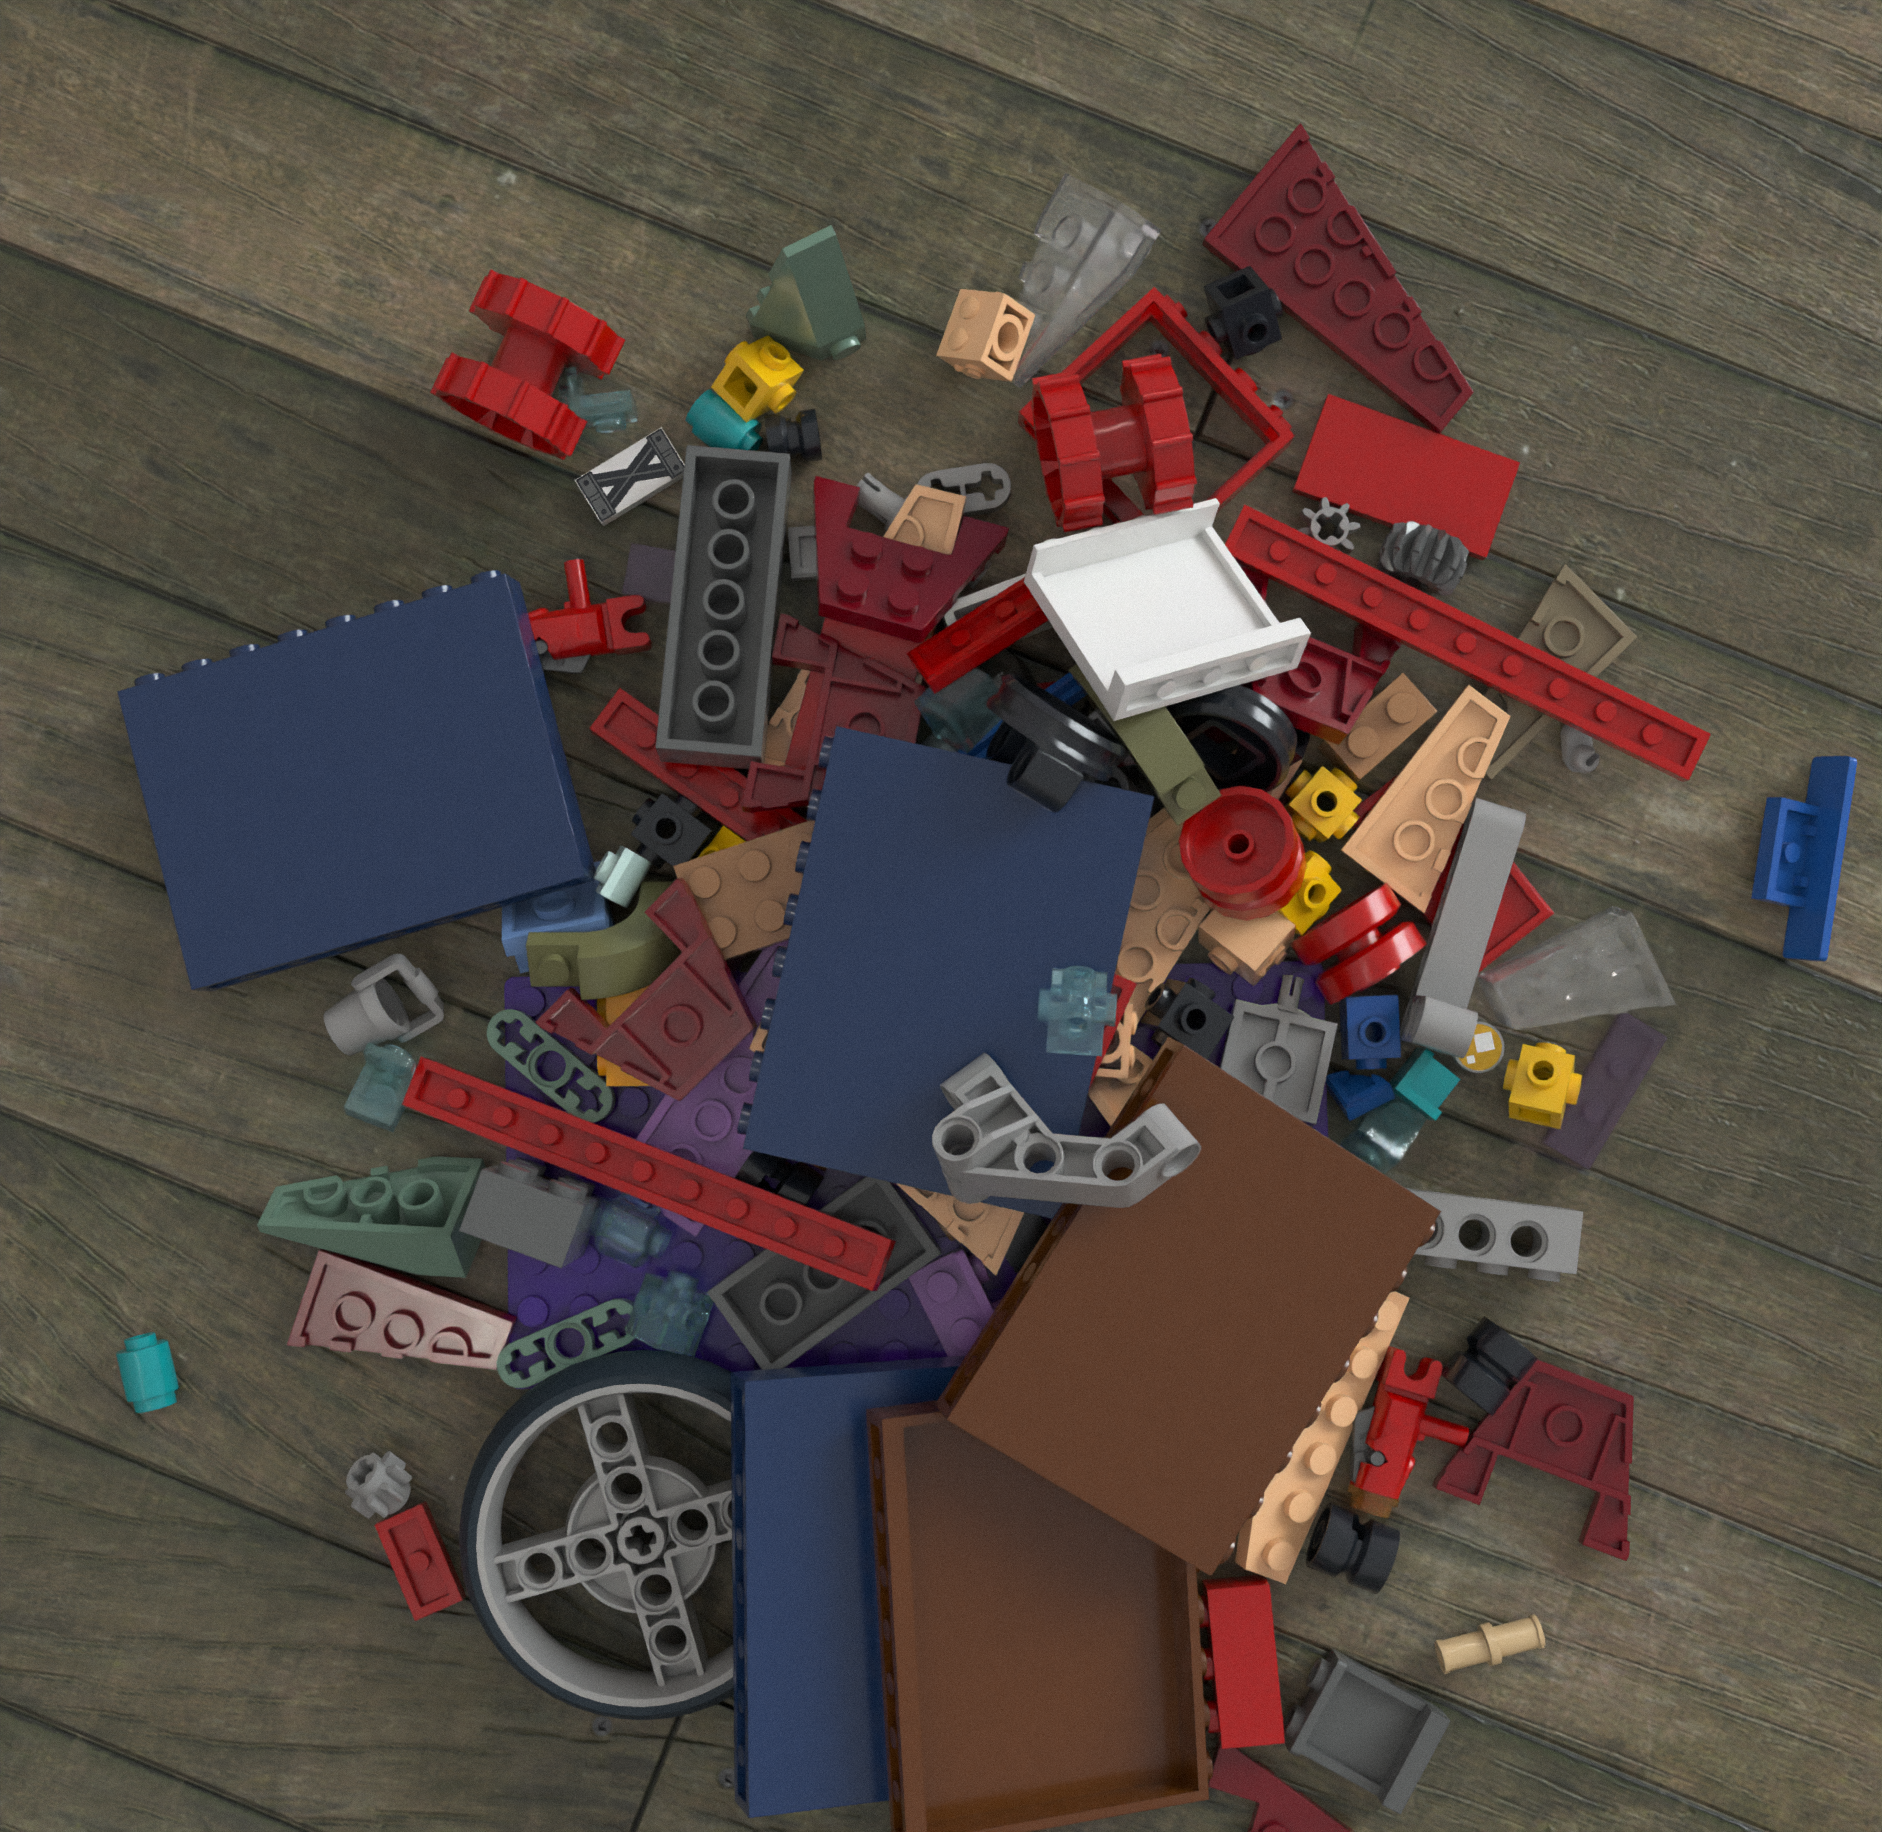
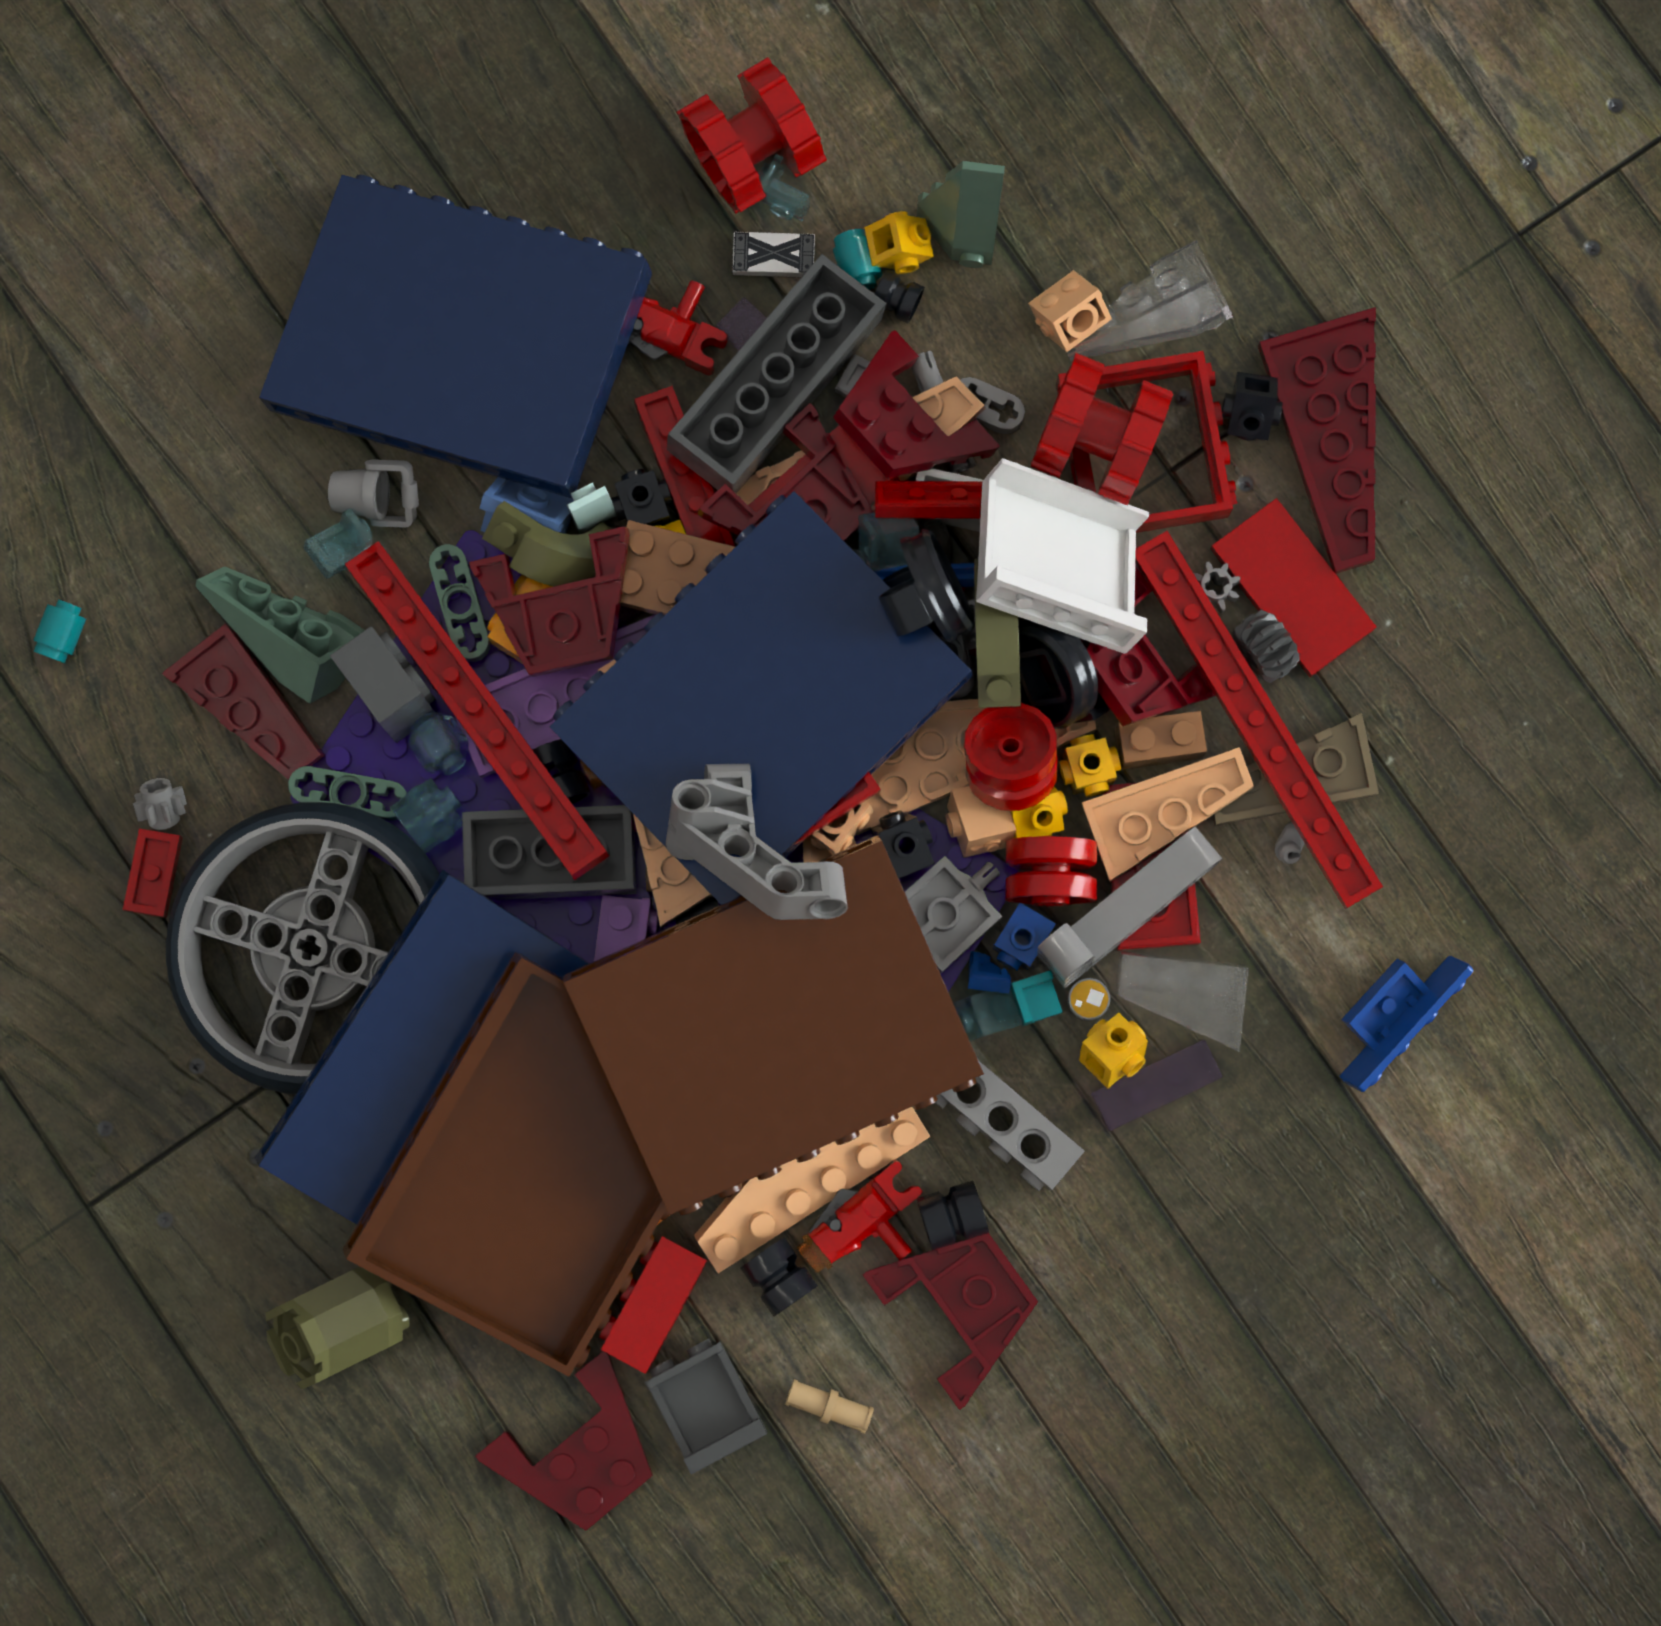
camera: 30 degrees right, 5 degrees down
(1077, 1011) = (826, 773): clear light blue brick -> none

